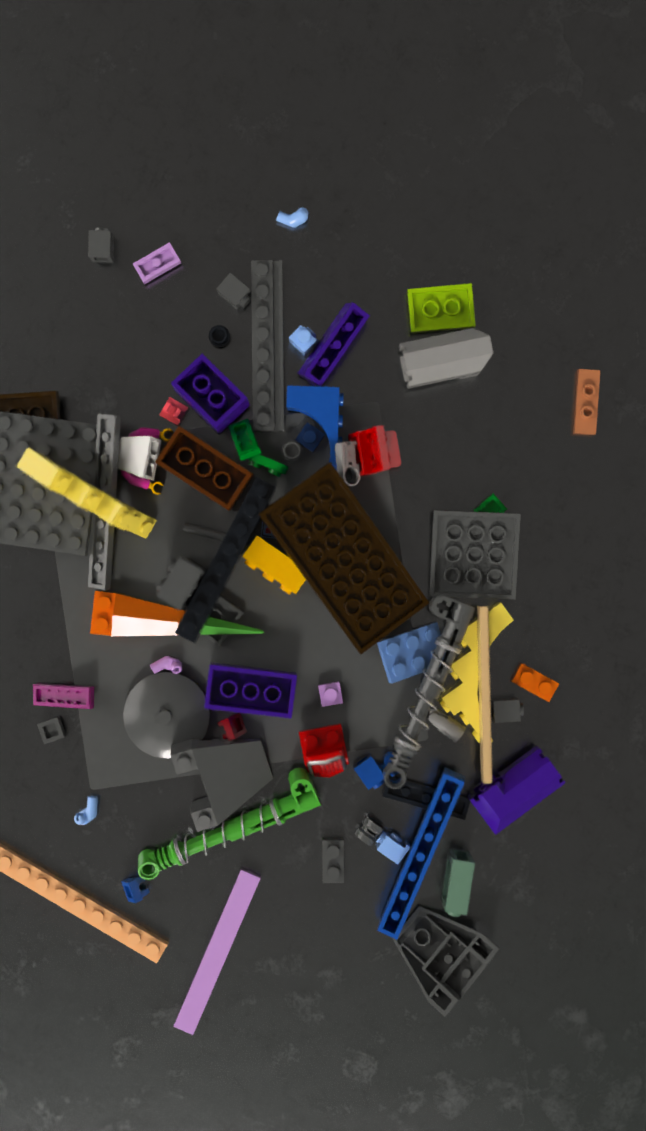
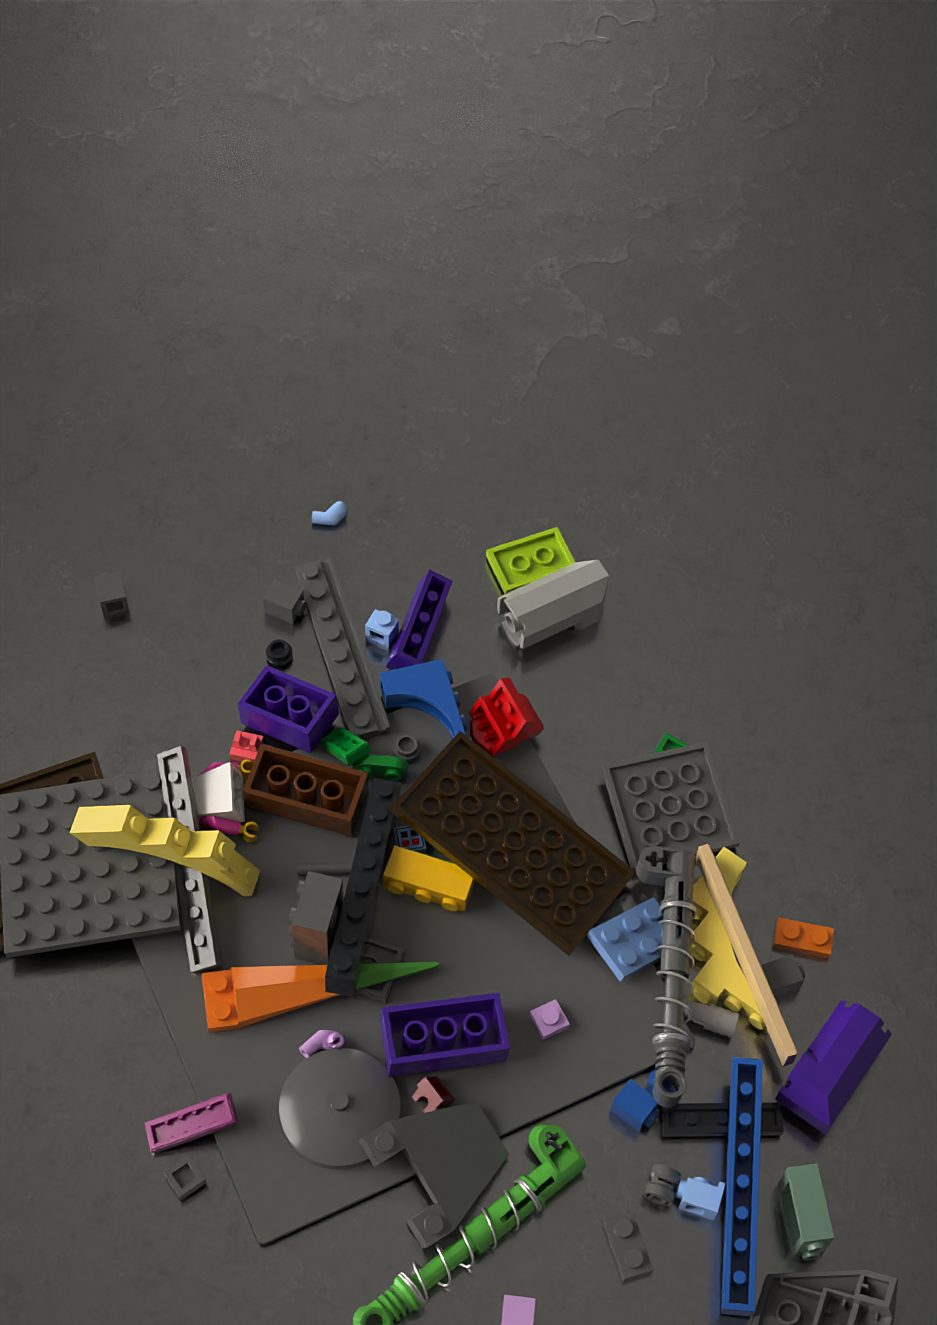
camera: 25 degrees left, 30 degrees down
(88, 813) = (266, 1280): light blue arm -> none
(157, 263) = (183, 595): lavender plate -> none
(310, 437) = (424, 728): dark blue plate -> none
(324, 750) = (567, 1091): red piece -> none
(347, 460) = (477, 730): light grey piece -> none
(586, 402) = (735, 615): nougat plate -> none

